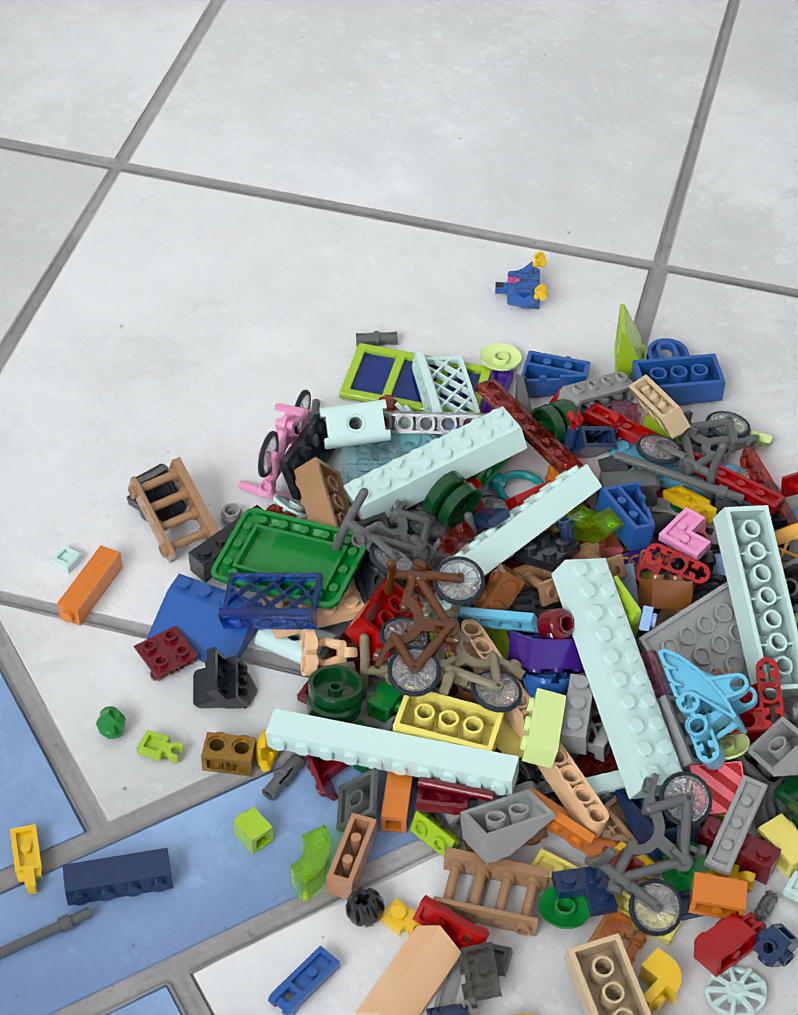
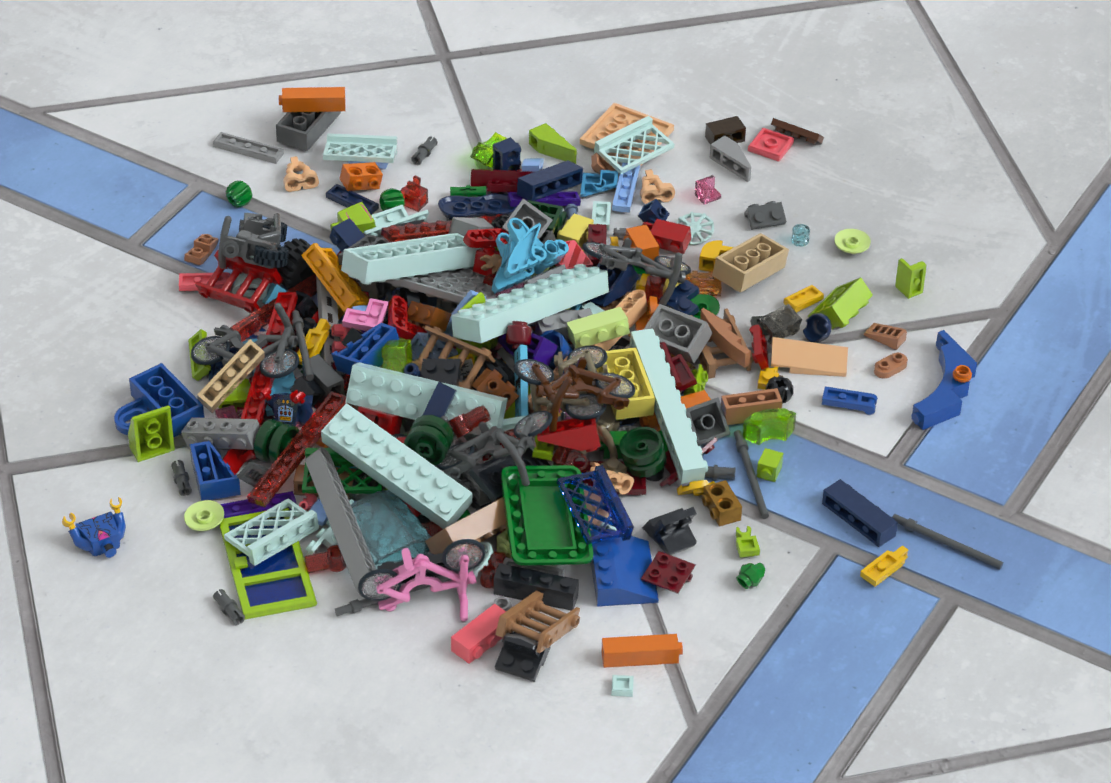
camera: 120 degrees left, 5 degrees down
(207, 479) = (477, 635): none -> coral brick
(304, 824) = (742, 448): none -> dark grey bar
(342, 435) = (375, 536): light aqua piece -> none
(490, 882) = (725, 339): none -> nougat slope
(736, 825) = (579, 237): light grey tile -> none

